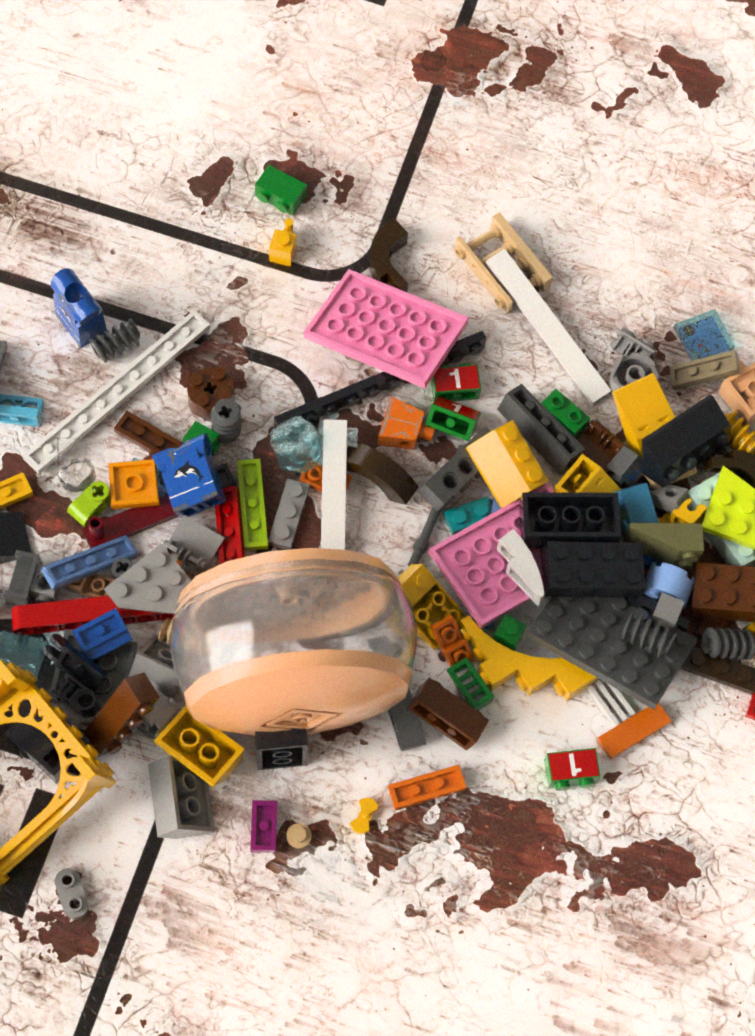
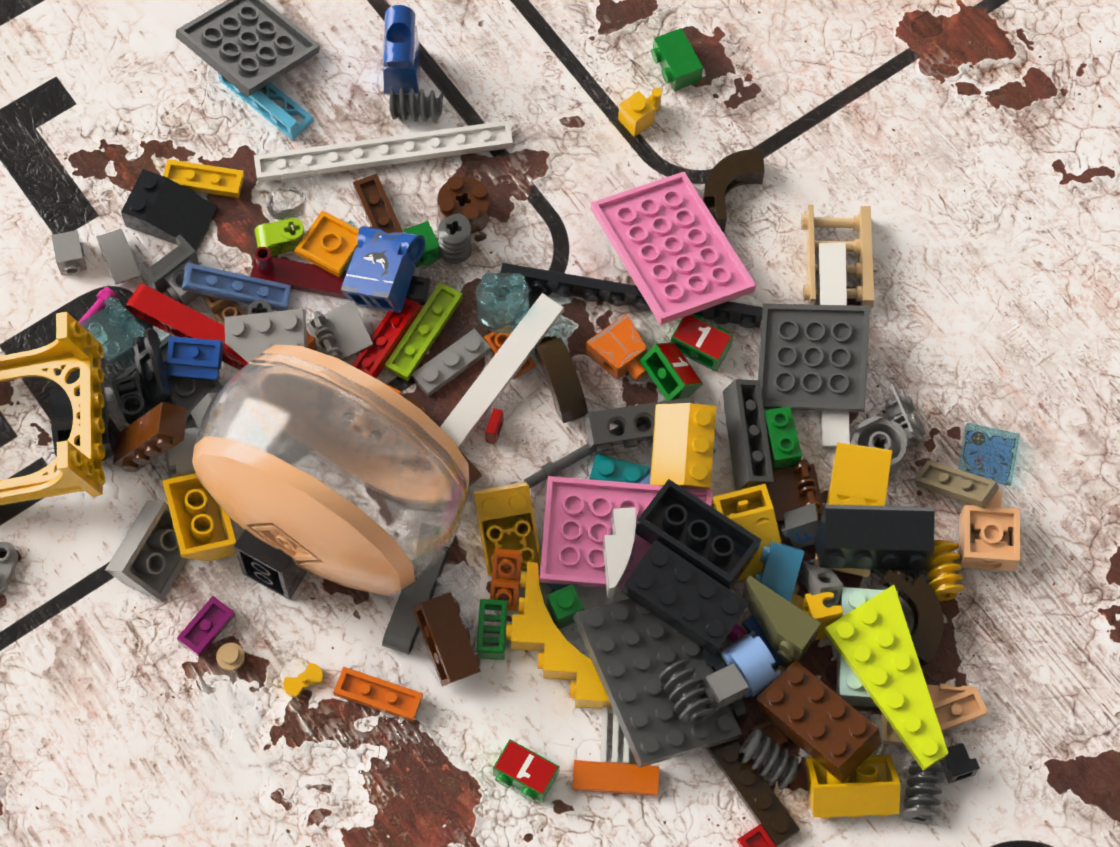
camera: 40 degrees right, 0 degrees up
(358, 538) = (494, 426): none -> red tile
(431, 666) = (465, 588): none -> clear slope
(544, 342) = (814, 357): none -> dark grey plate

